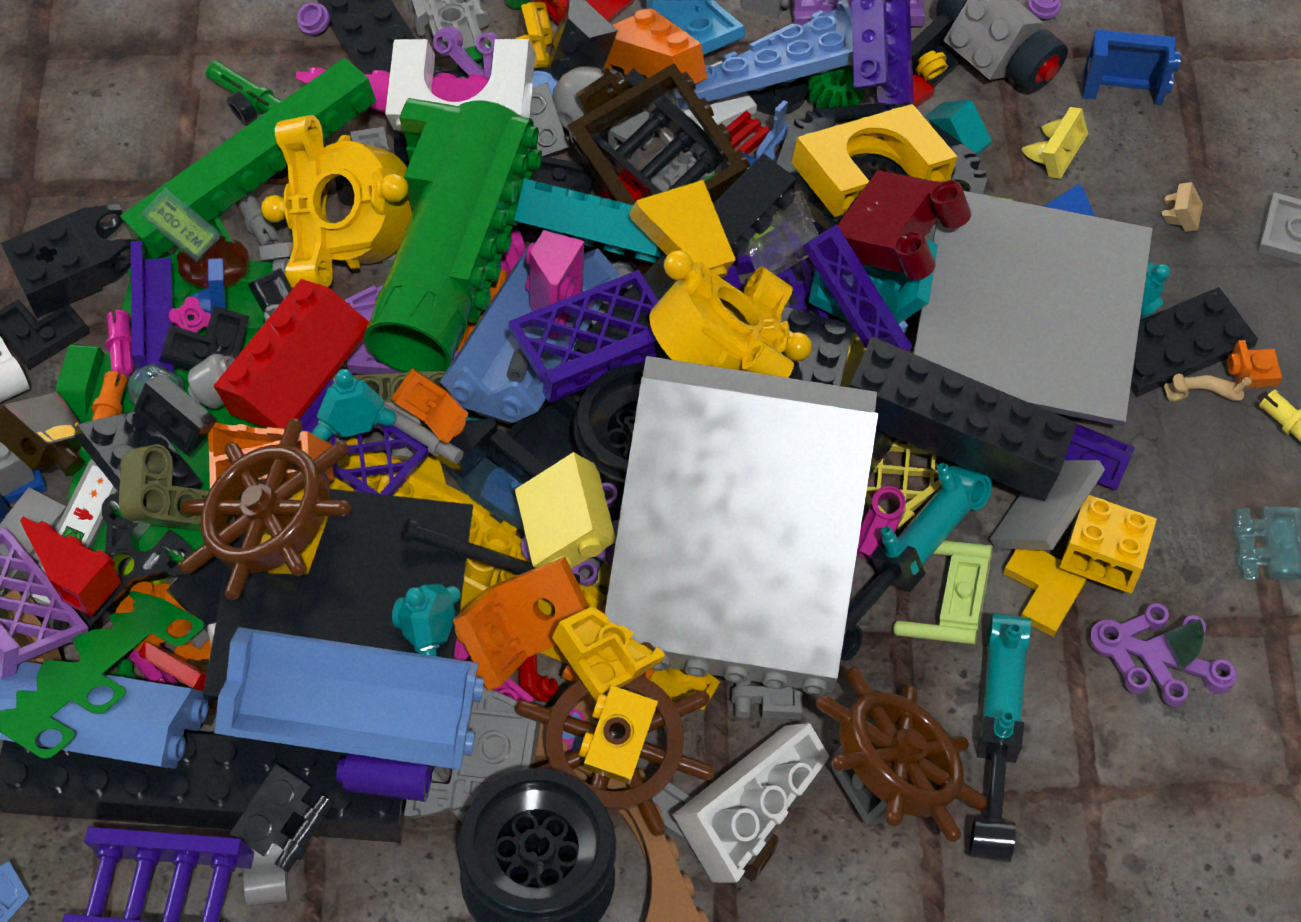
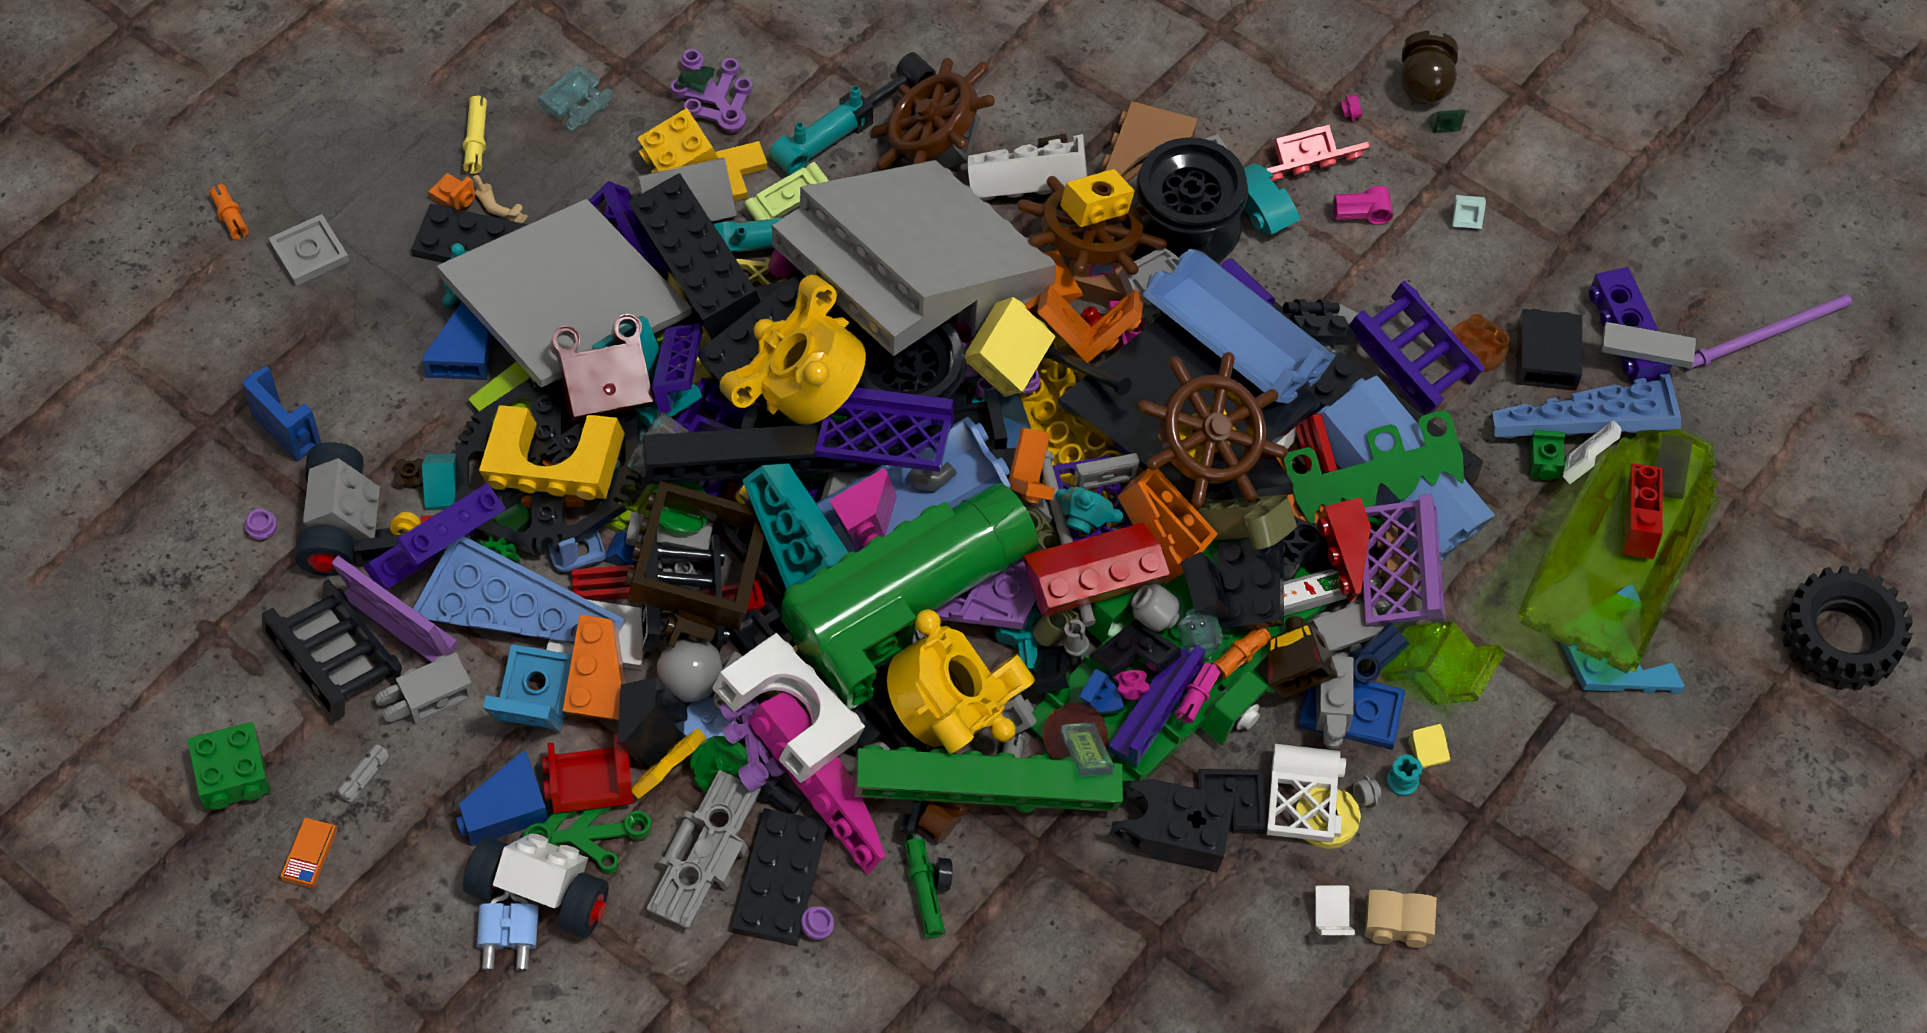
camera: 140 degrees left, 0 degrees up
(364, 460) = (1106, 471): none -> light grey tile
(426, 616) = (1150, 341): teal rock -> none
(603, 651) = (1065, 244): yellow slope -> none
(686, 222) = (762, 438): yellow slope -> none
(989, 113) = (405, 479): none -> dark brown plate
(1065, 140) = (400, 407): light yellow tile -> none
(1184, 207) = (370, 305): tan tile -> none

